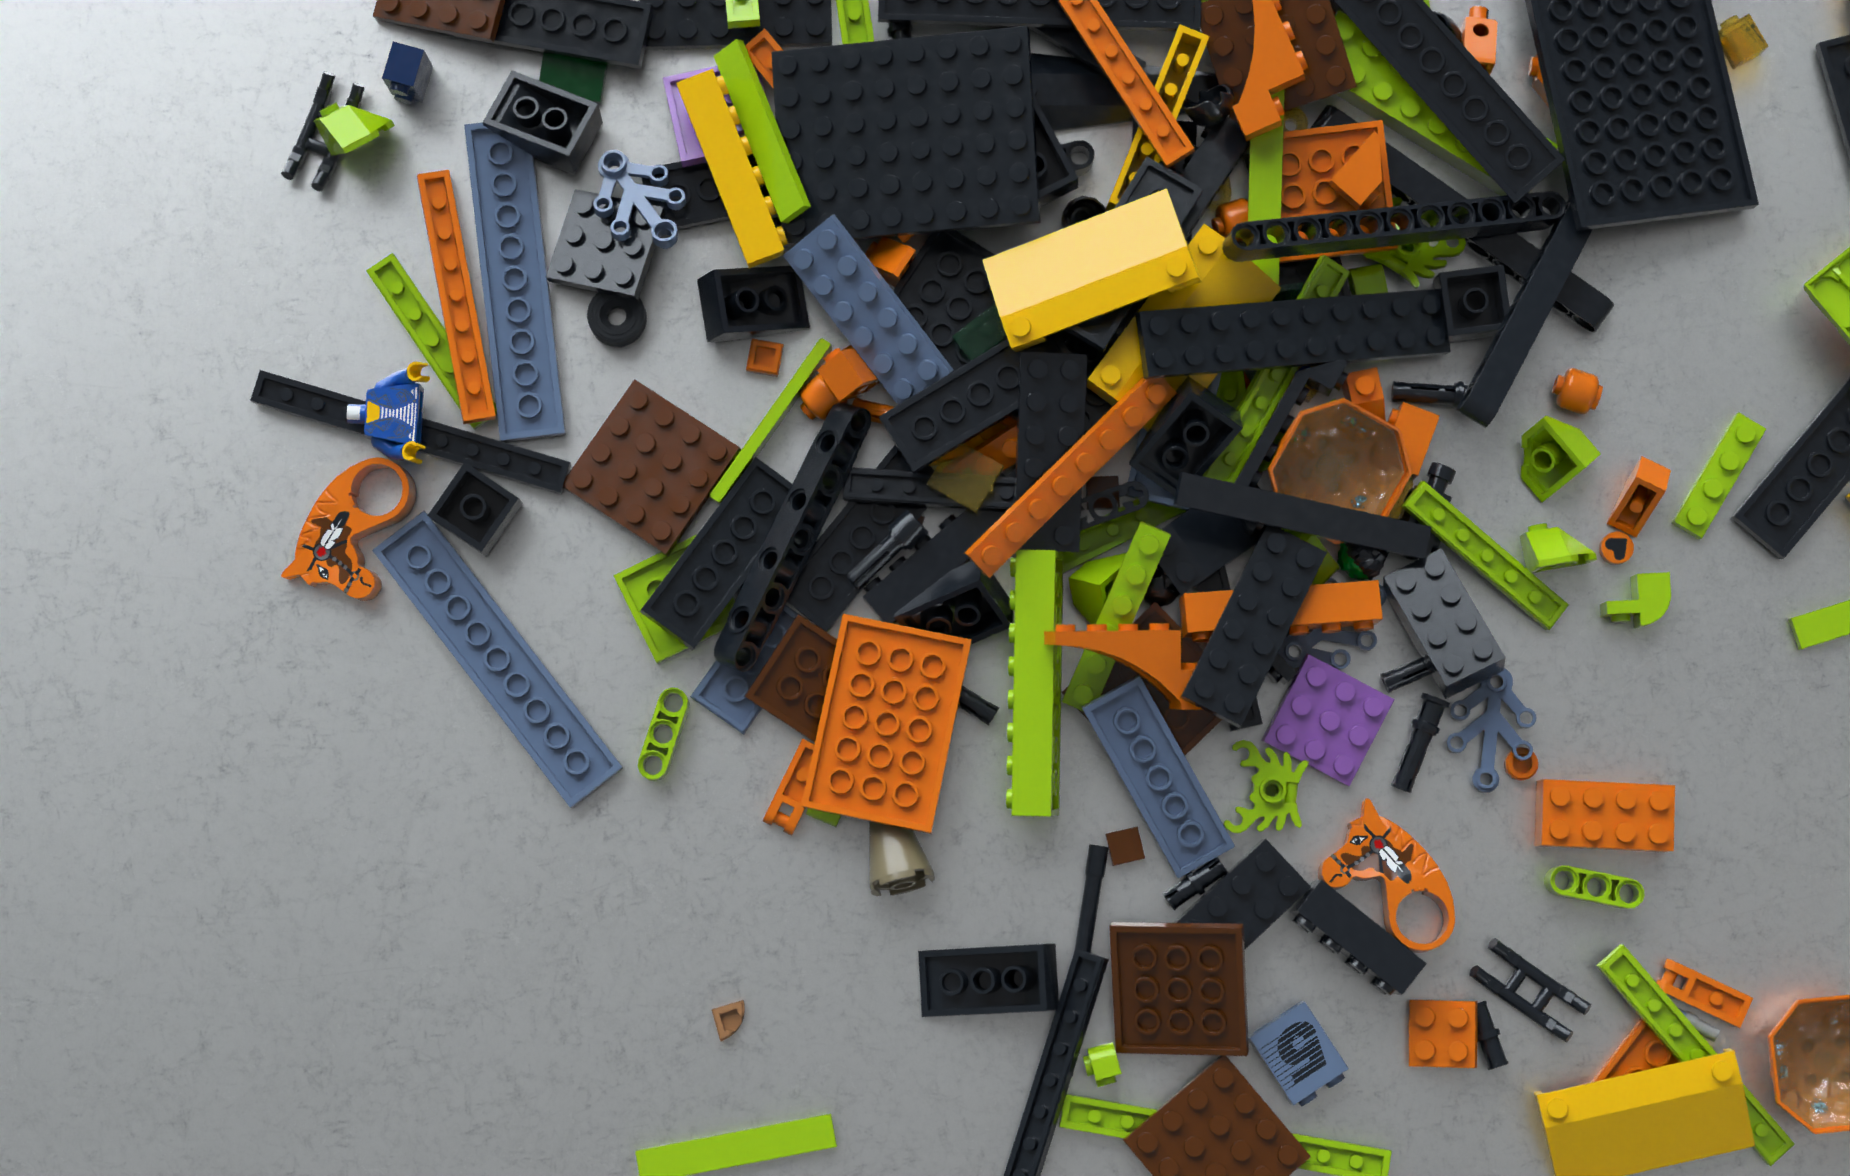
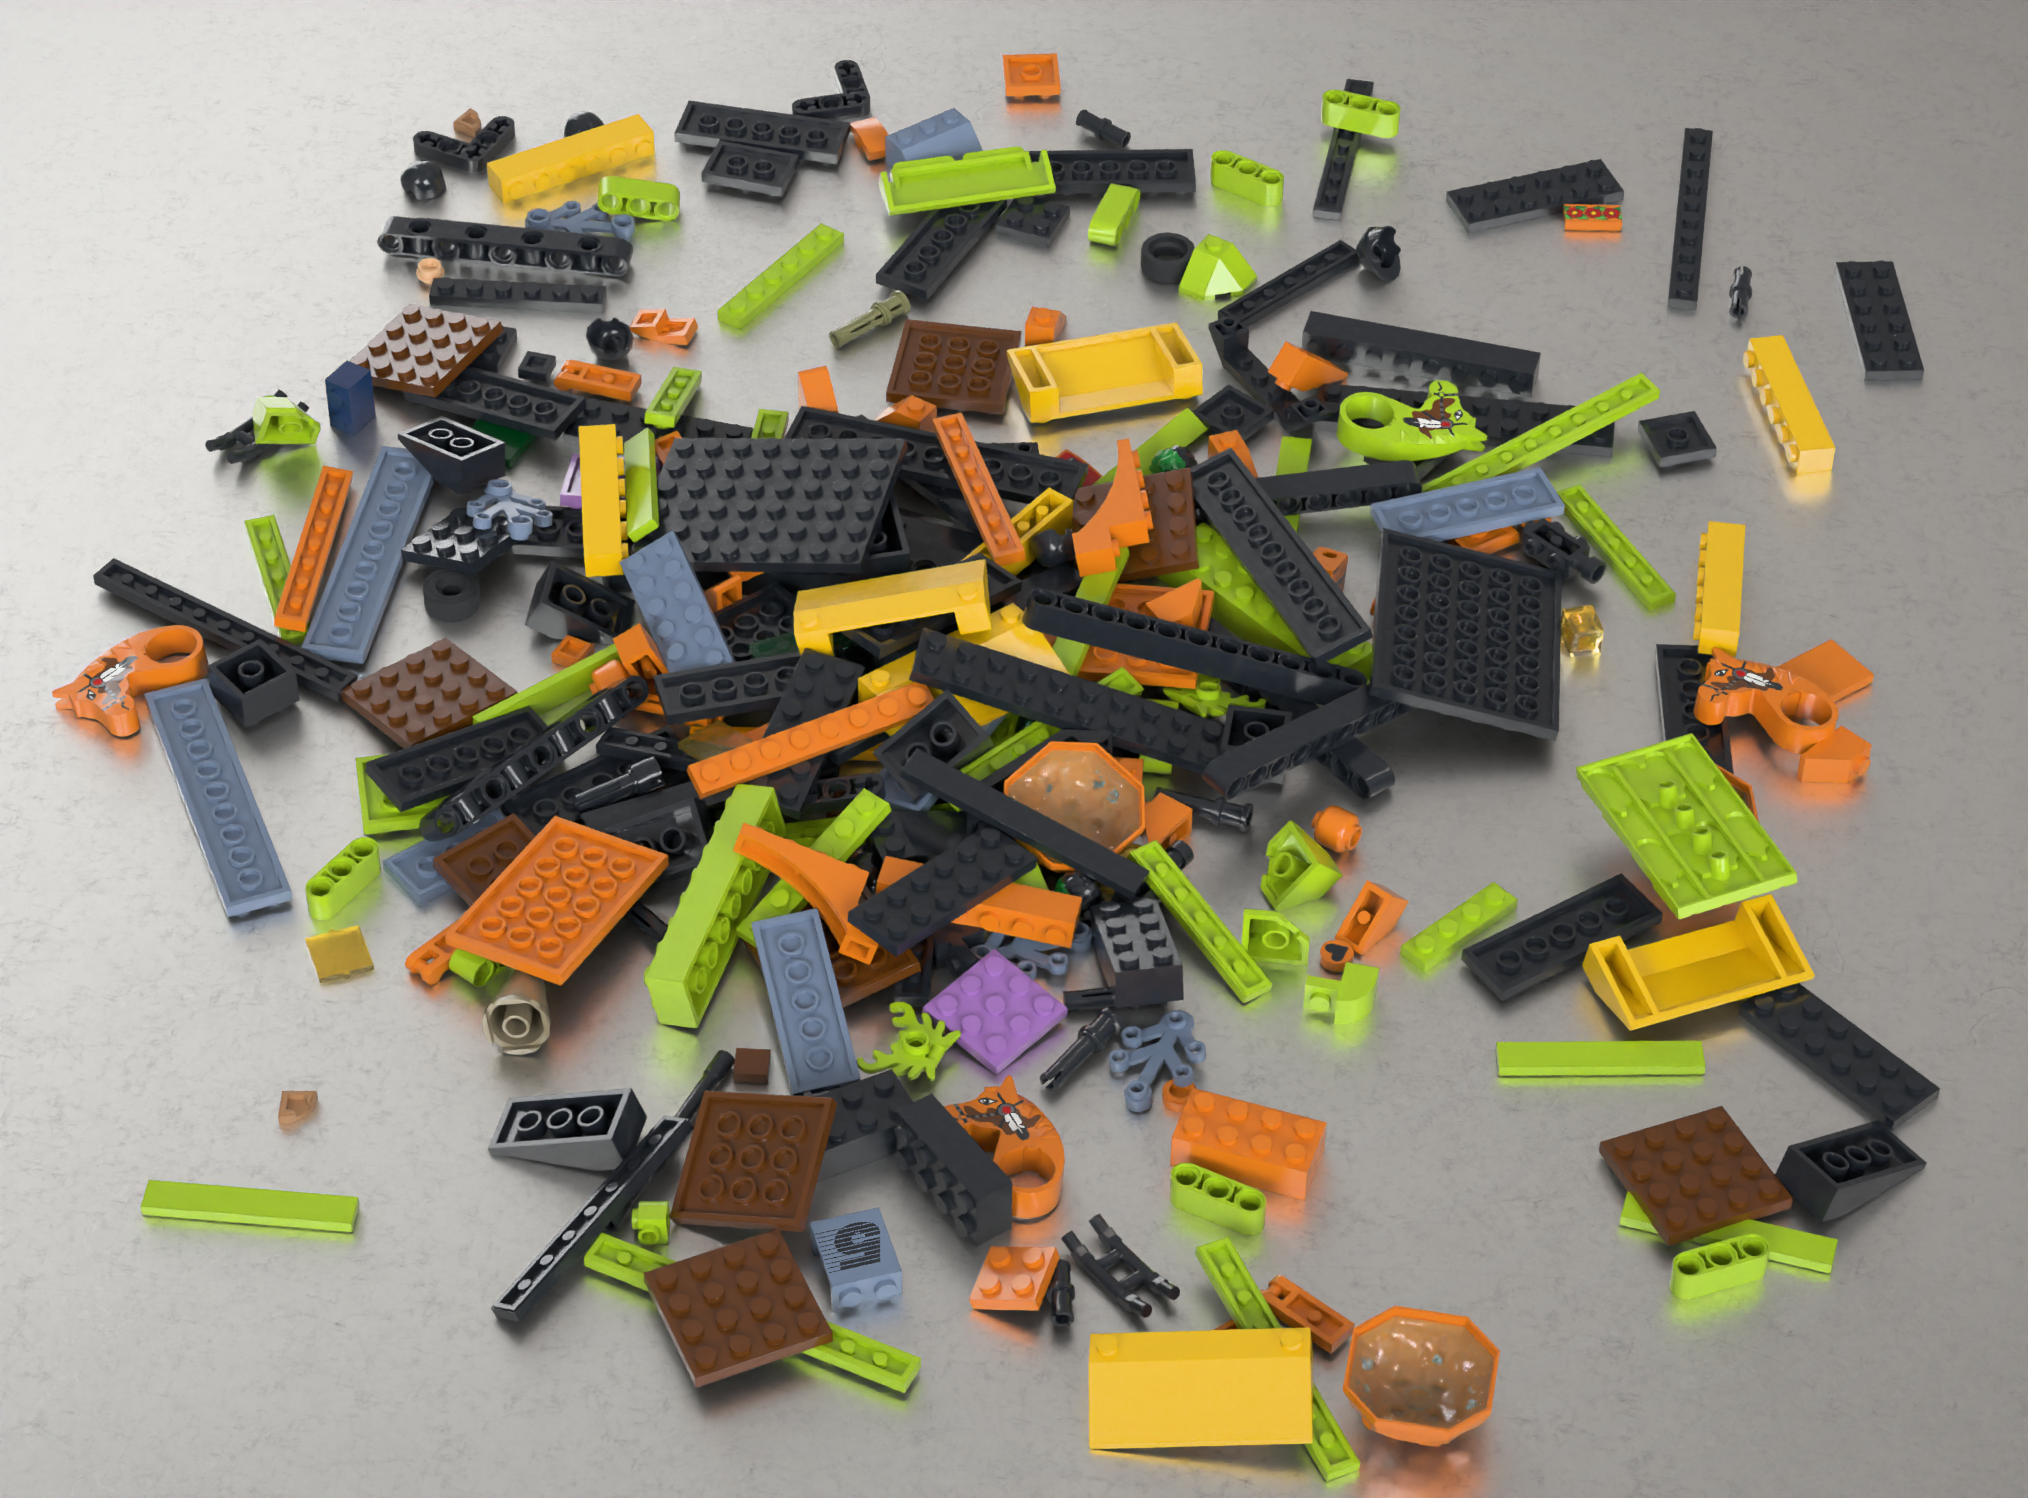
camera: 20 degrees right, 40 degrees down
(394, 413) = (217, 599): blue torso -> none
(693, 820) = (339, 954): none -> clear yellow piece

